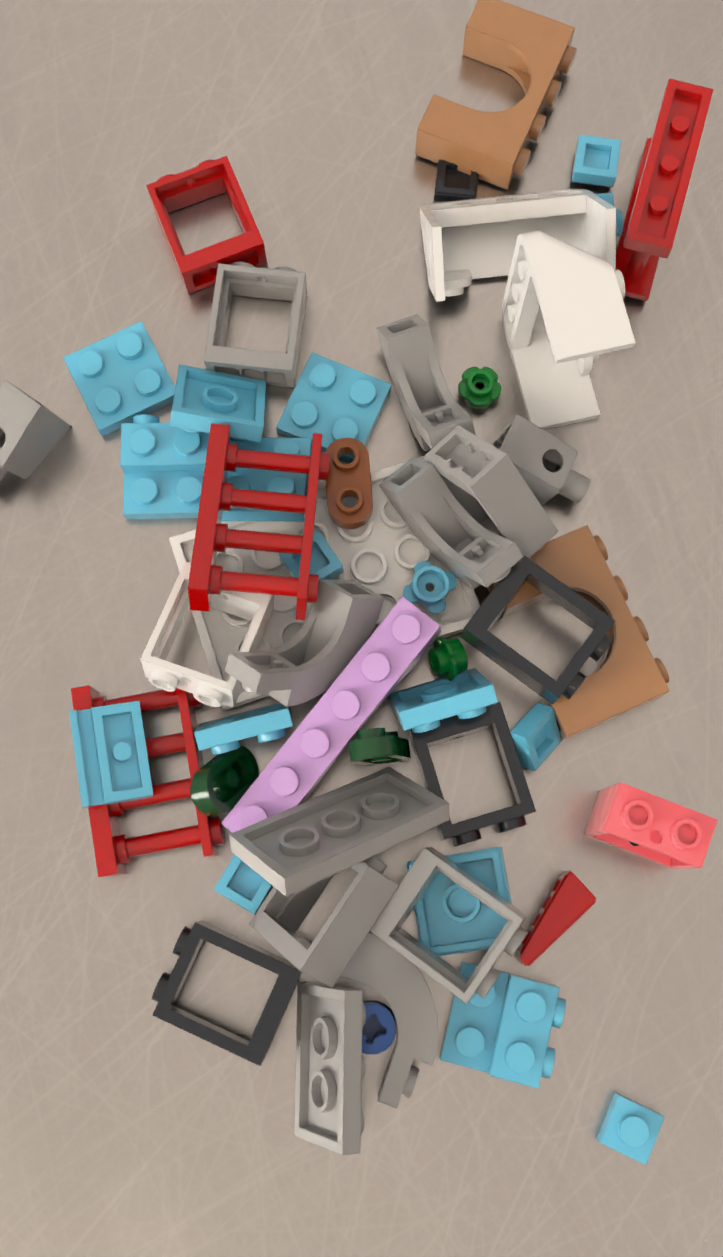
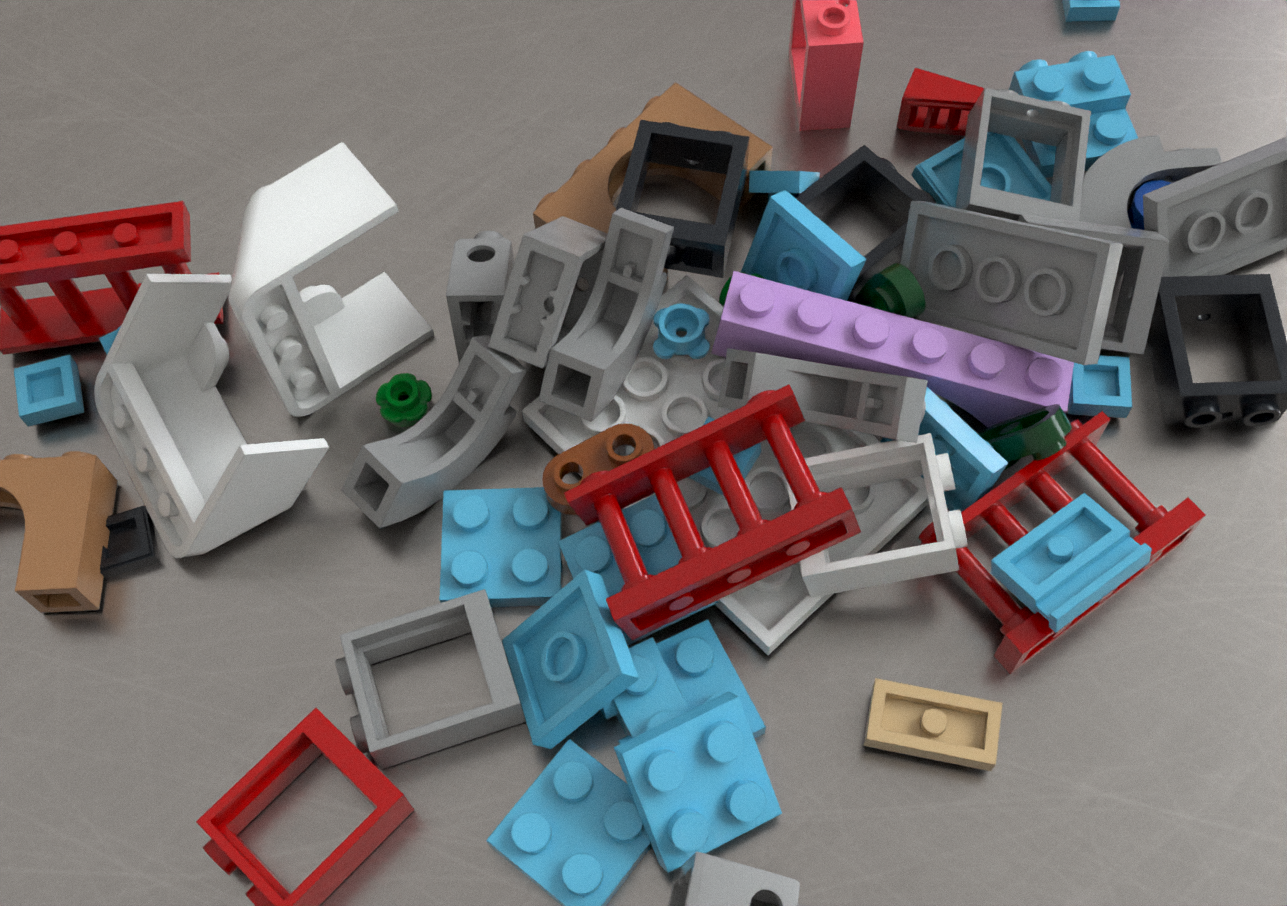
camera: 115 degrees left, 15 degrees down
(68, 618) = (933, 724): none -> tan plate
(103, 448) = (698, 780): none -> medium azure plate

